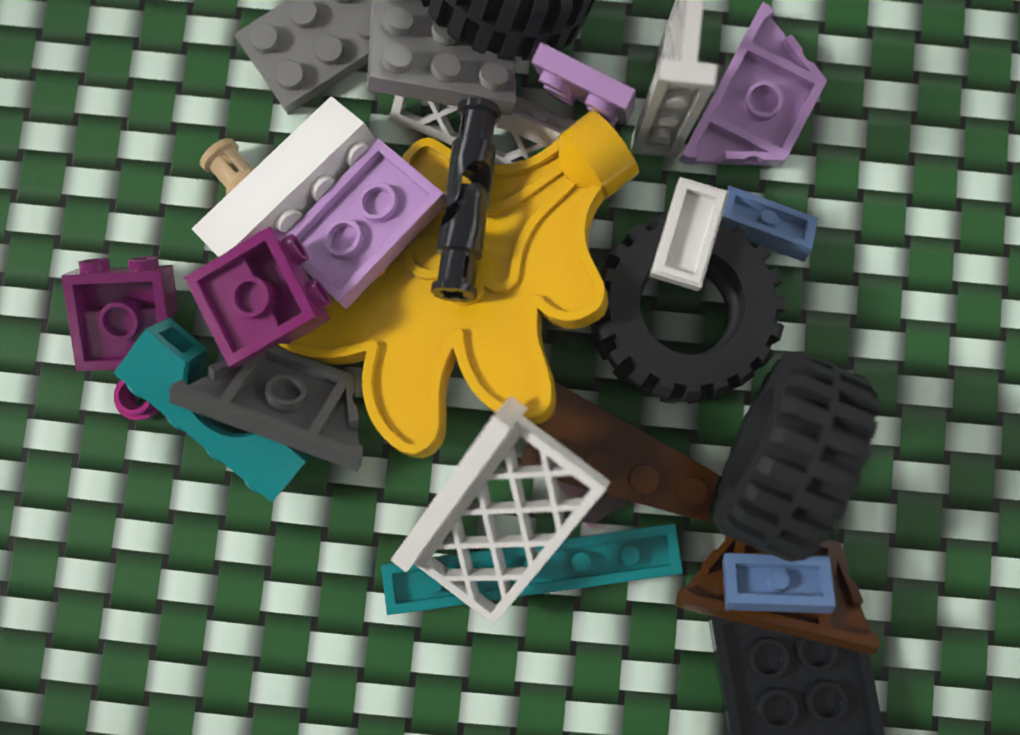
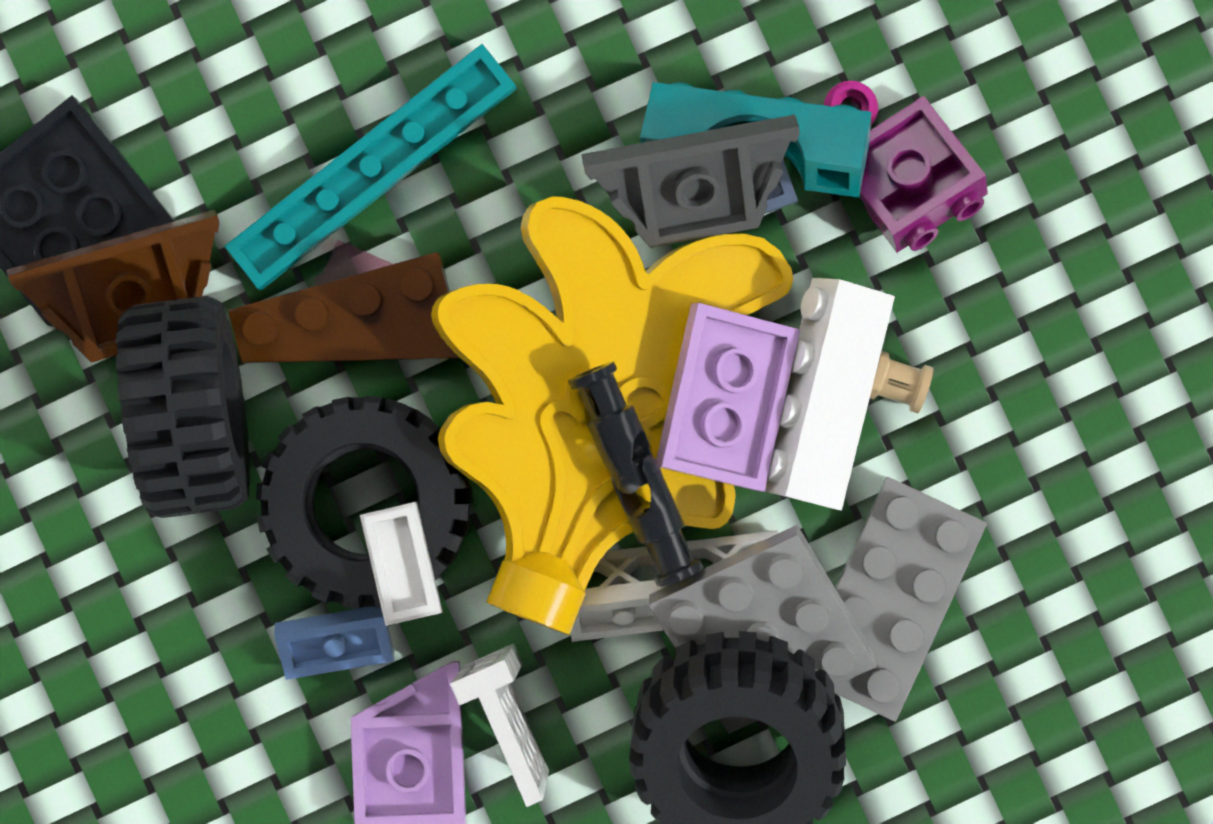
camera: 155 degrees right, 5 degrees up
(259, 296) = (775, 263): magenta plate -> none
(470, 480) = (472, 207): white fence -> none
(572, 80) = (586, 659): lavender plate -> none
(777, 585) = (137, 277): medium blue plate -> none

